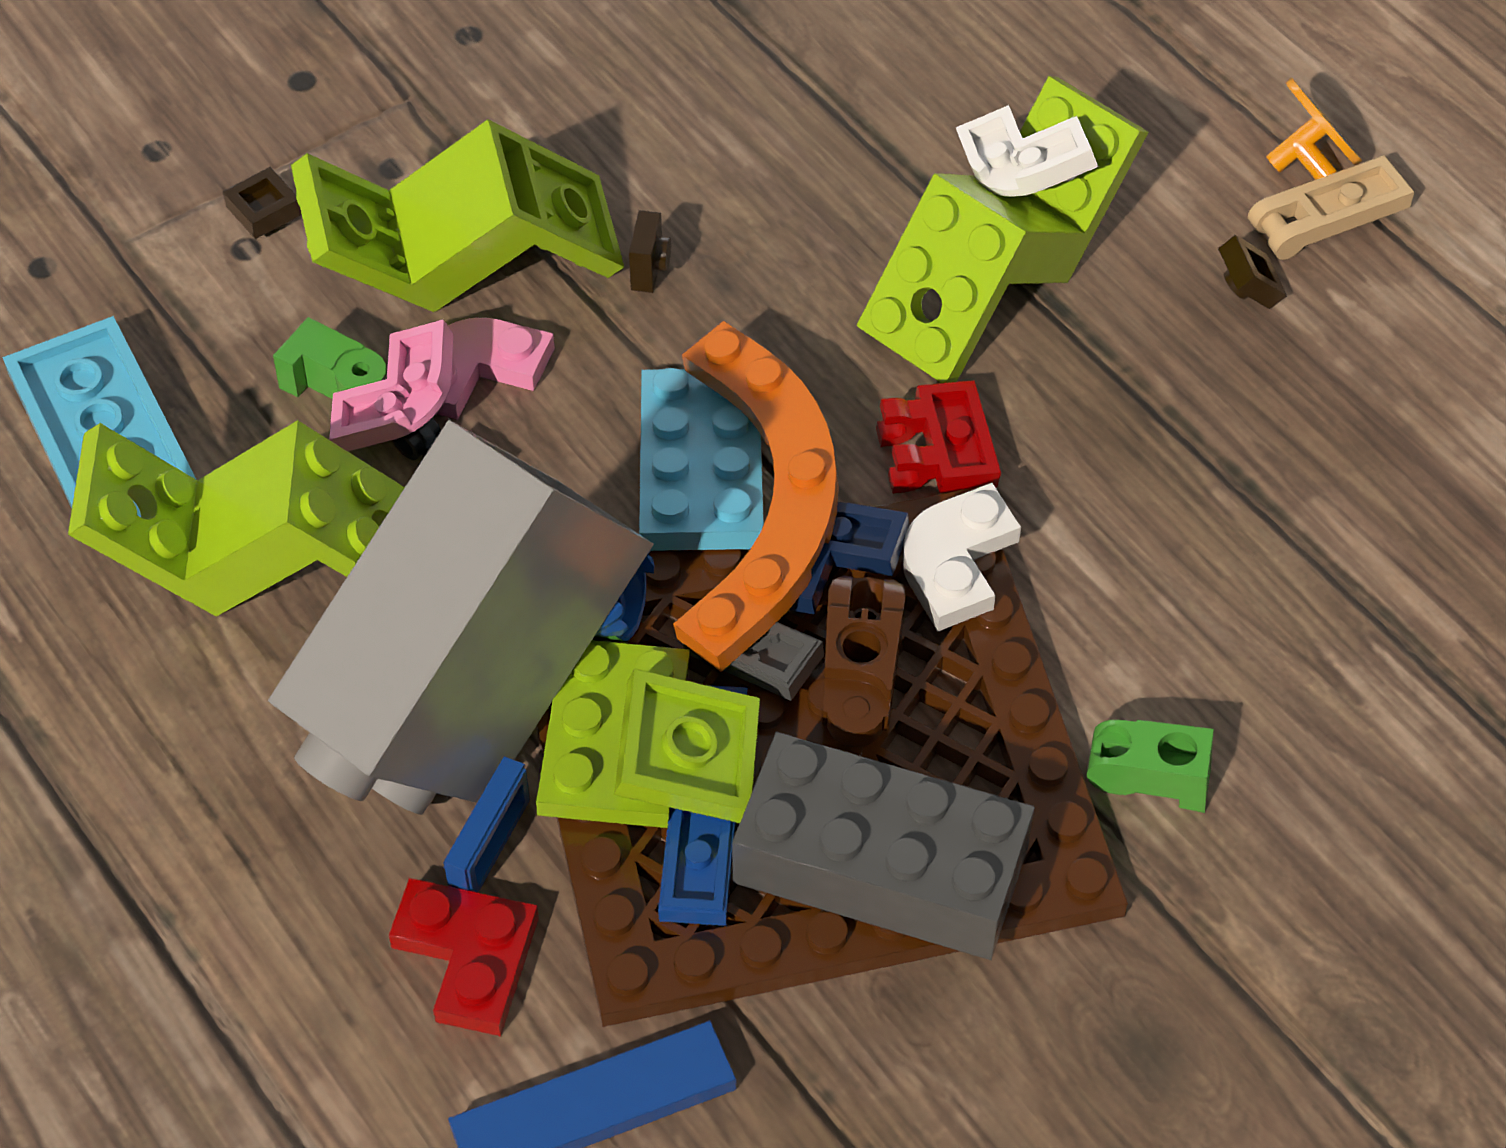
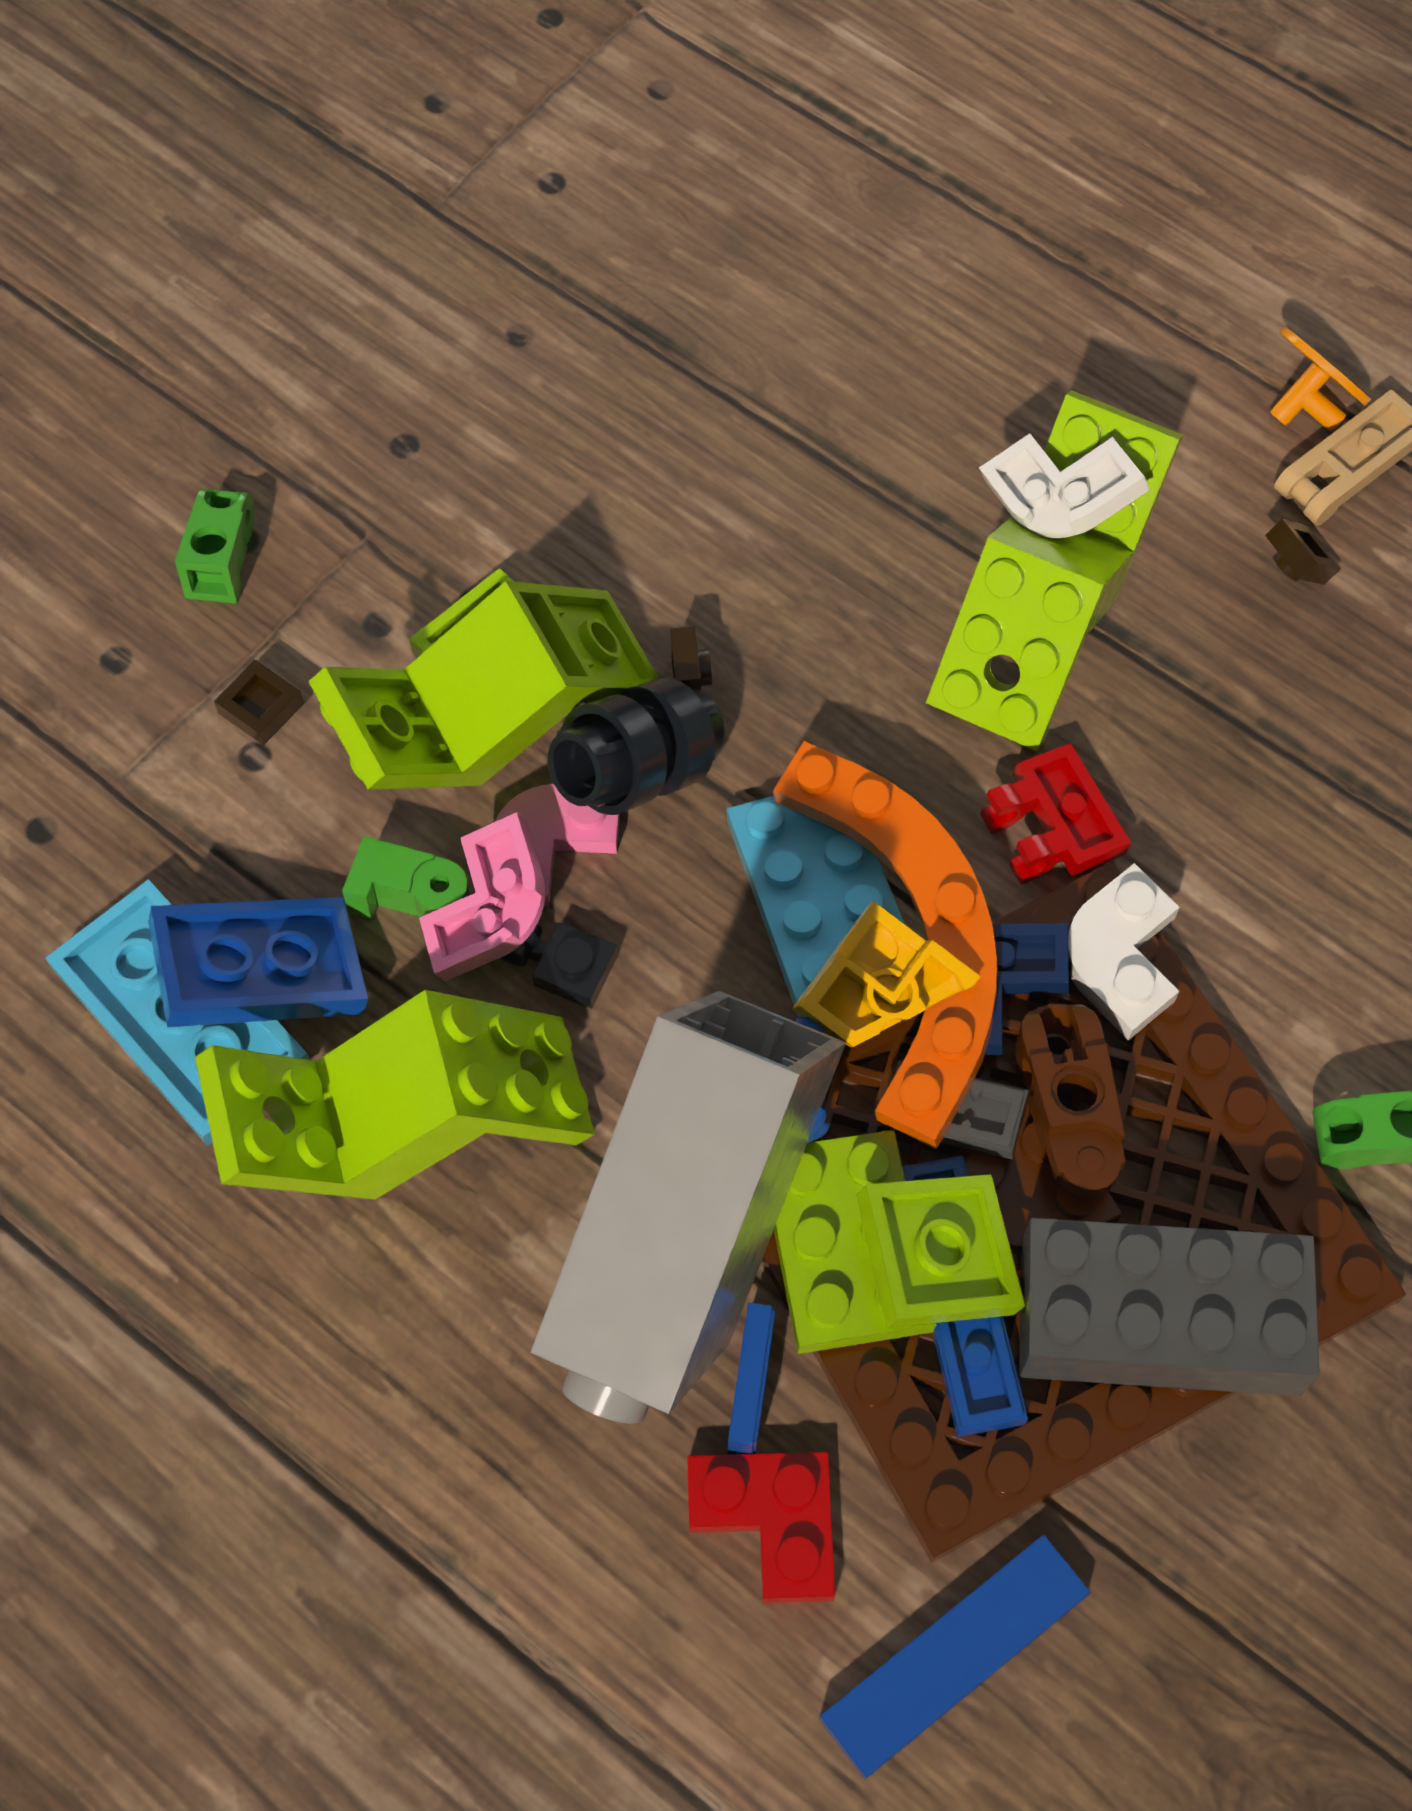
camera: 15 degrees left, 10 degrees up
(177, 393) = (256, 961): none -> blue plate
(271, 75) = (215, 545): none -> bright green leg
(571, 293) = (635, 746): none -> black piece
(714, 515) = (880, 978): none -> yellow slope

